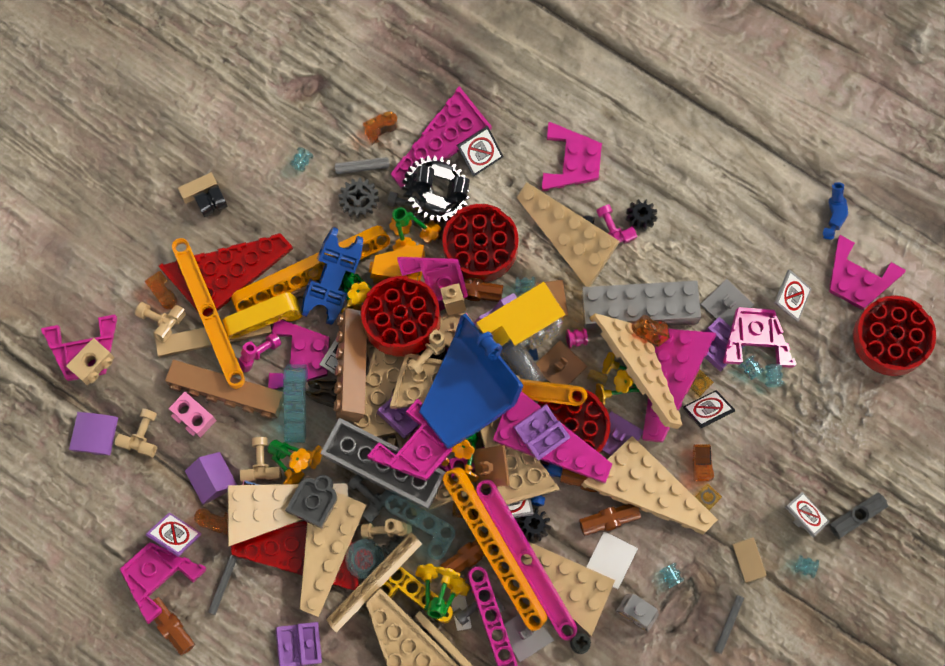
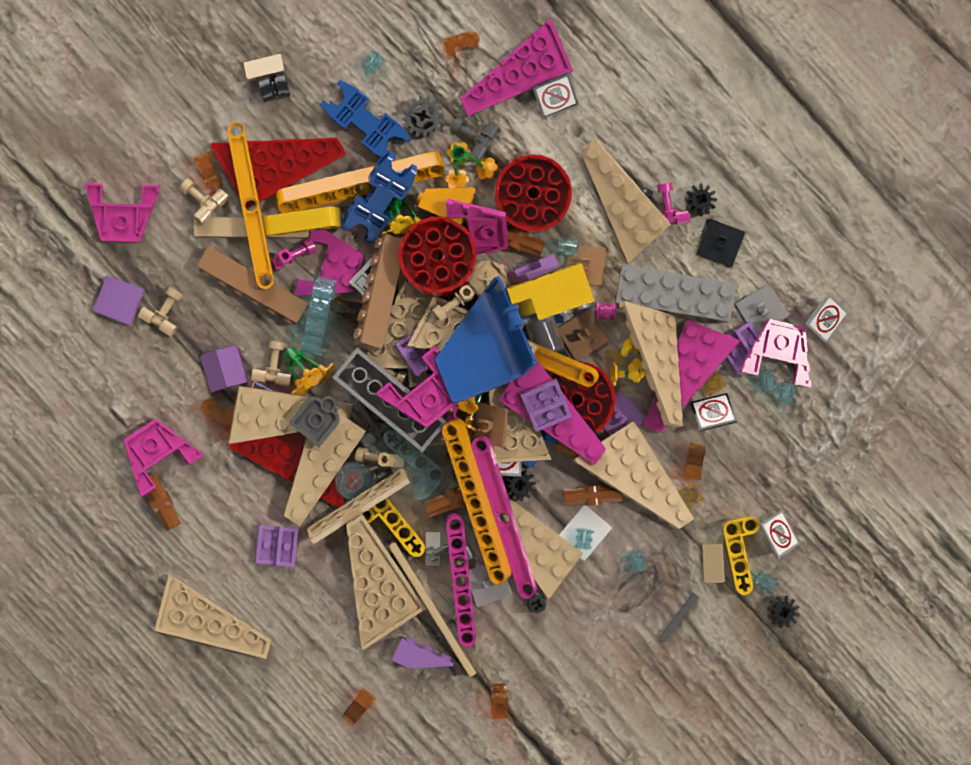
camera: 10 degrees right, 15 degrees up
(91, 351) = (117, 232): tan brick -> none
(173, 534) = (179, 417): piece -> none
(194, 412) = (220, 300): bright pink brick -> none
(222, 585) = (216, 473): dark grey bar -> none
(293, 208) = (353, 112): none -> blue piece
(362, 165) = (433, 81): light grey axle -> none
(420, 180) = (488, 122): black piece -> none
(437, 608) = (410, 545): plant -> none
(453, 299) = (492, 251): tan brick -> none
(580, 158) = (654, 126): dark pink wing -> none
(616, 564) = (581, 532): none -> clear light blue bush
(638, 611) = (596, 587): light grey torso -> none
(650, 329) = (678, 324): clear orange leg -> none
(671, 251) = (720, 243): none -> black piece
(776, 545) = (741, 555): none -> yellow beam
(828, 587) = (789, 614): none -> black gear
(839, 210) = (898, 242): blue arm -> none
(849, 522) = (839, 542): dark grey piece -> none
(856, 283) = (893, 317): dark pink wing -> none
(881, 349) = (893, 384): red brick -> none

